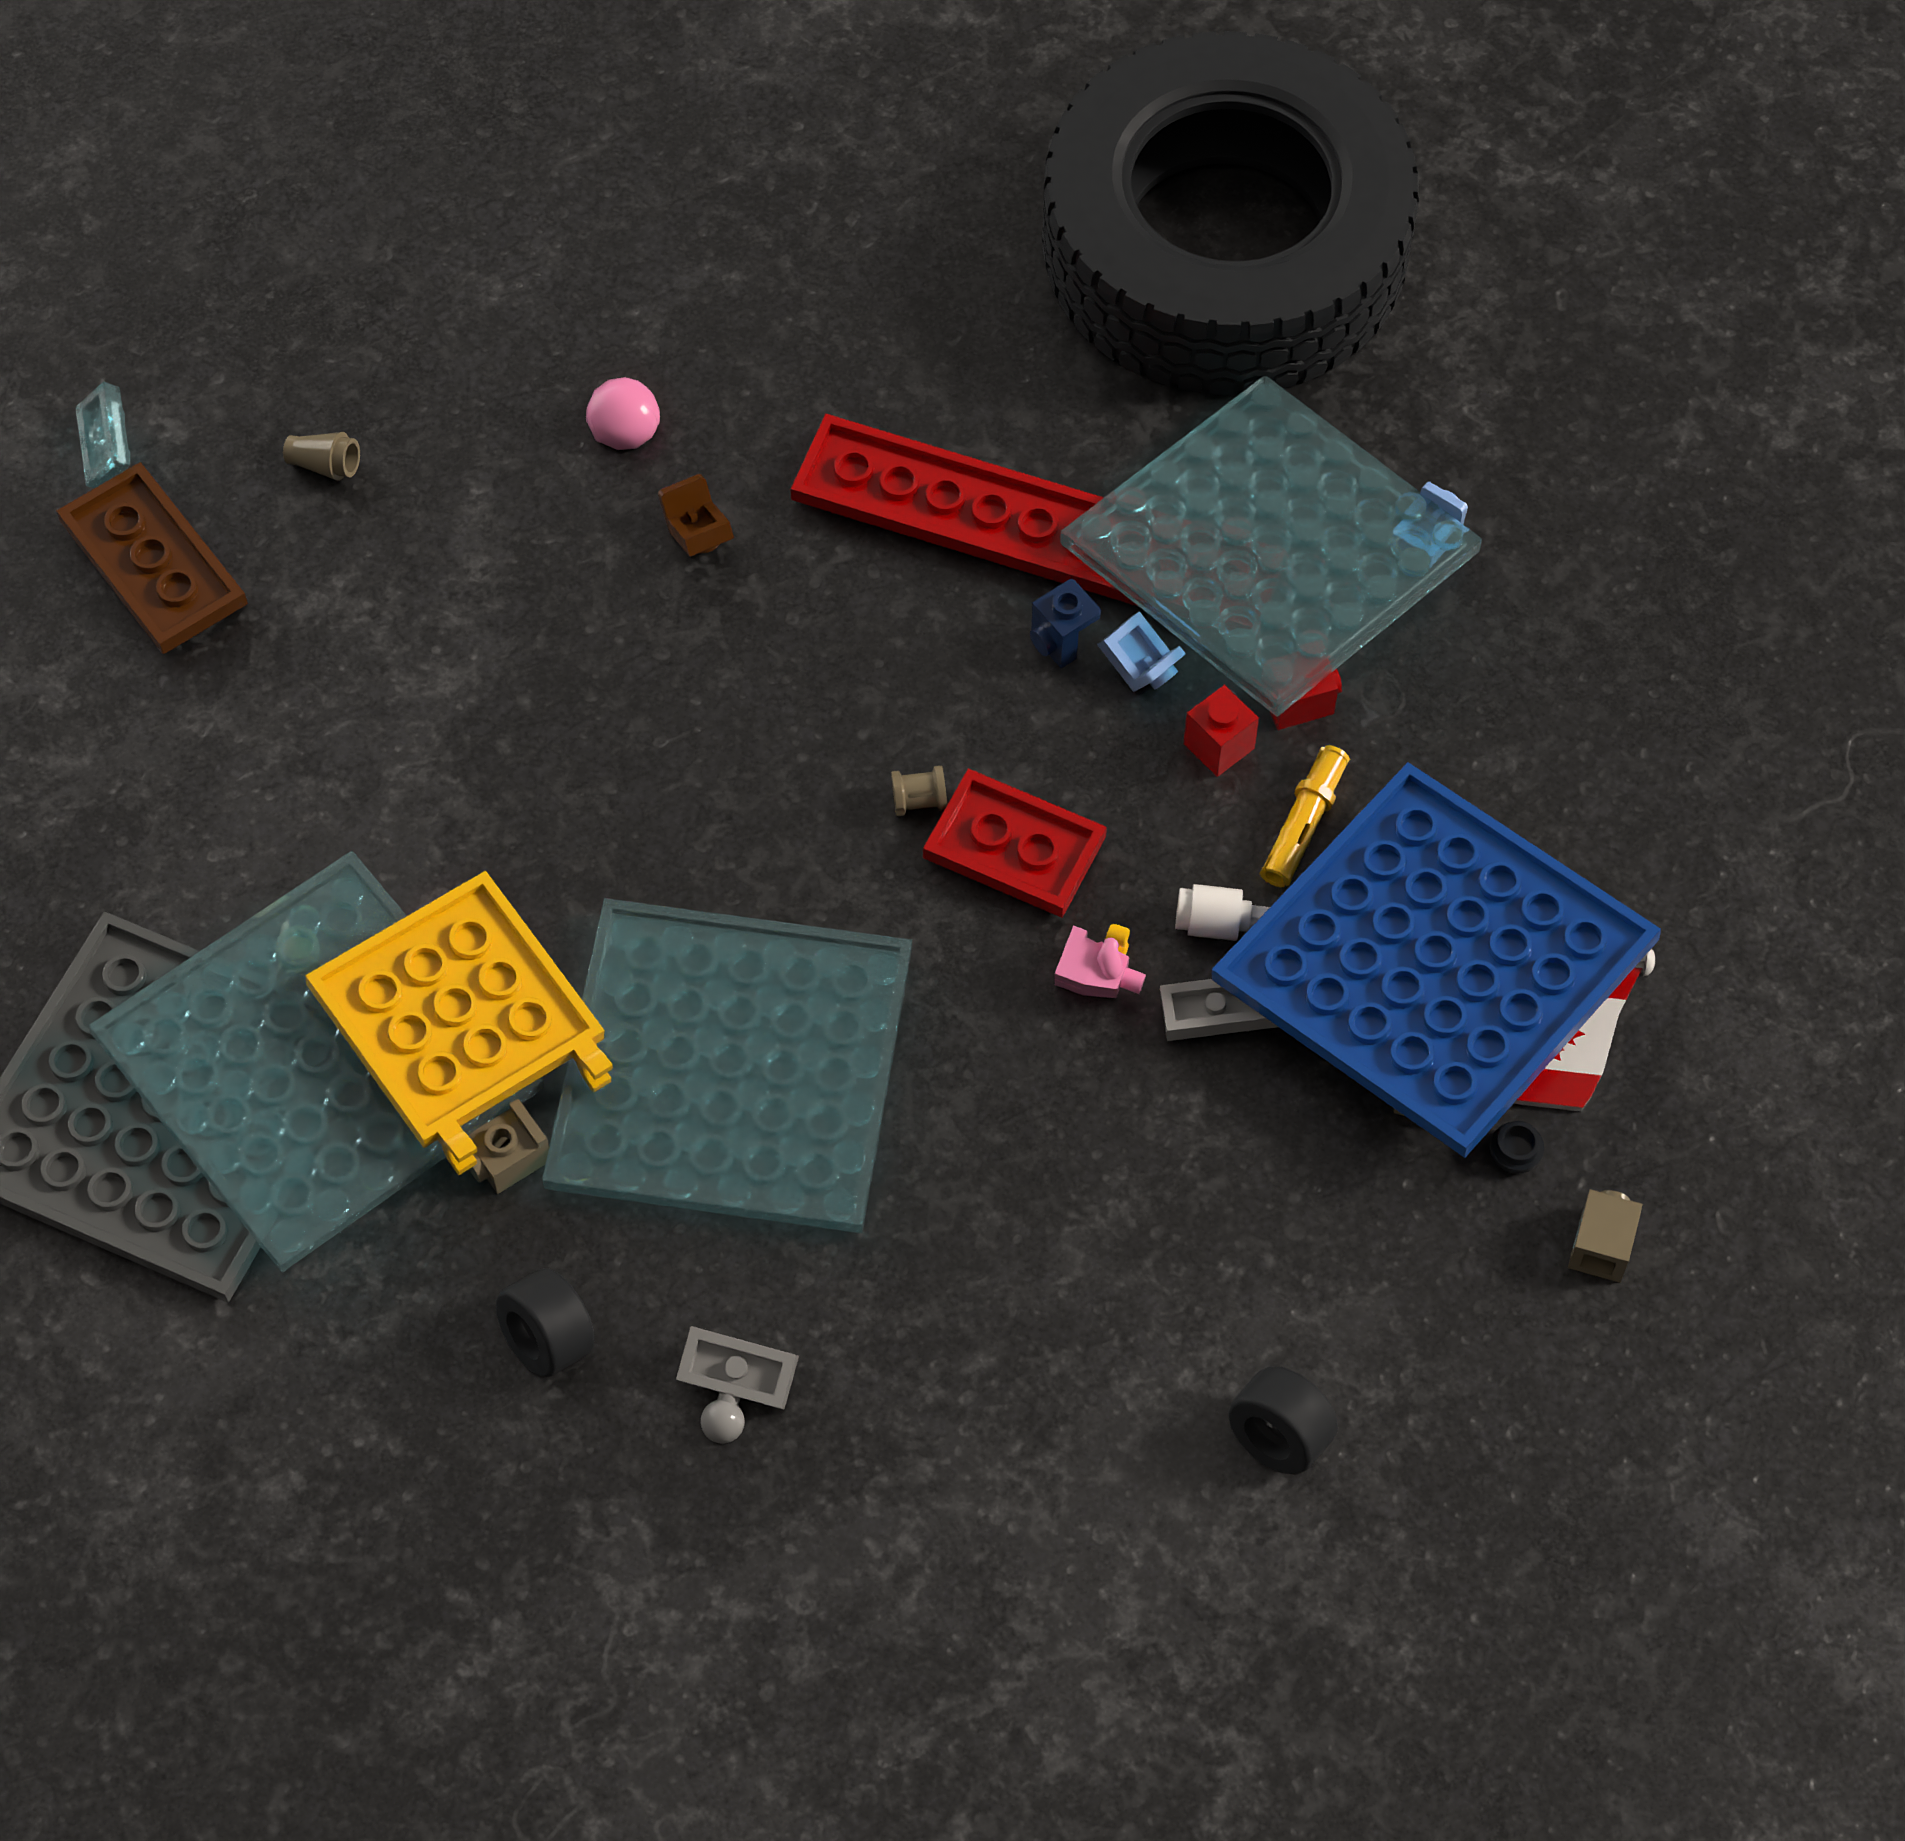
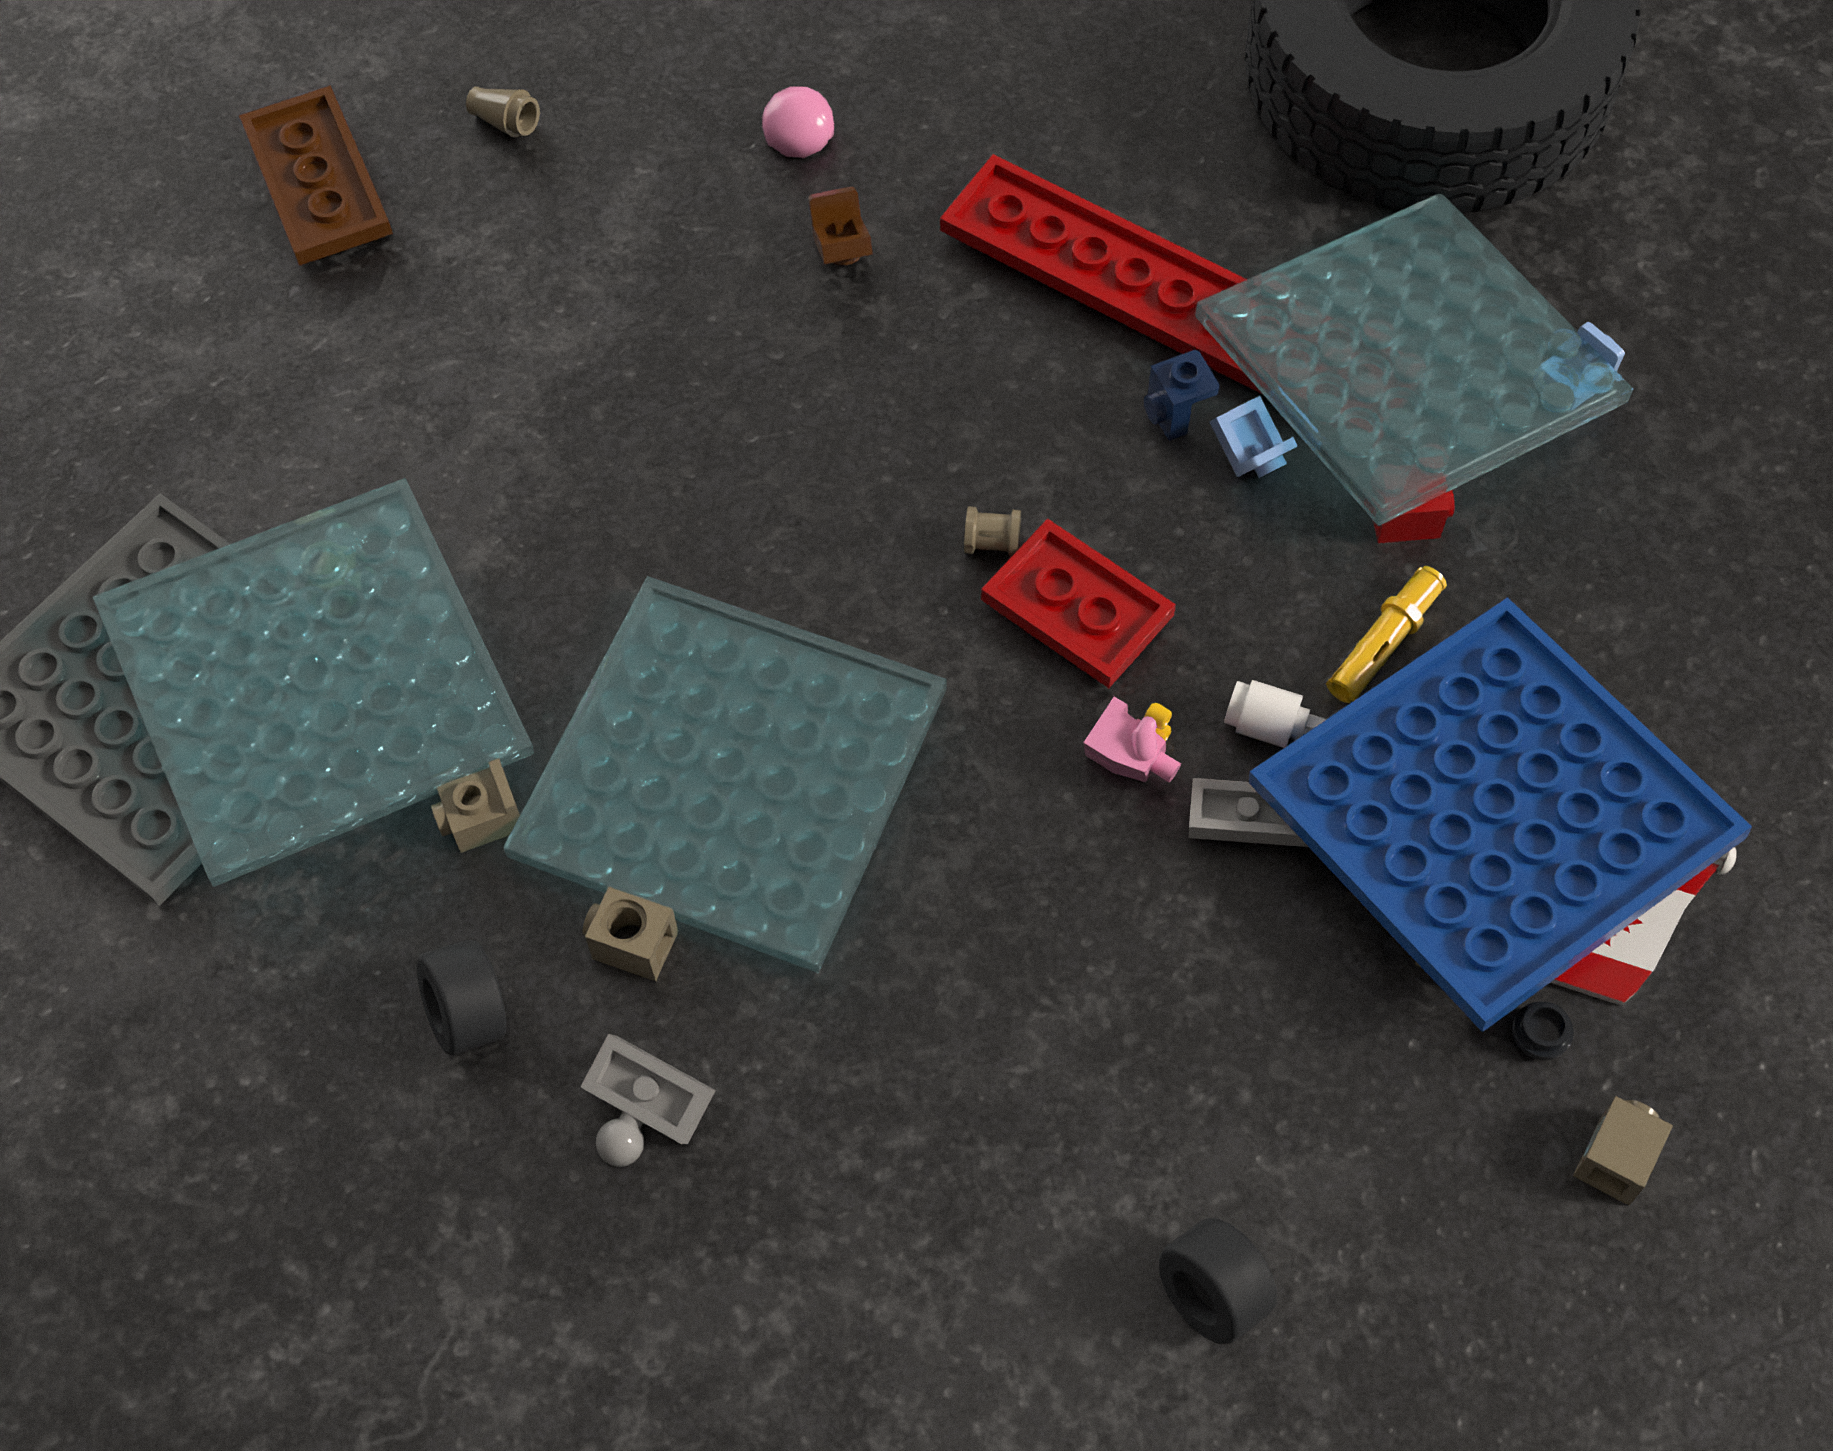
camera: 15 degrees right, 0 degrees up
(102, 435) = (305, 55): clear light blue plate -> none
(458, 1013) = (460, 659): yellow plate -> none
(693, 1252) = (640, 954): none -> dark tan brick
(1220, 730) = (1317, 530): red brick -> none

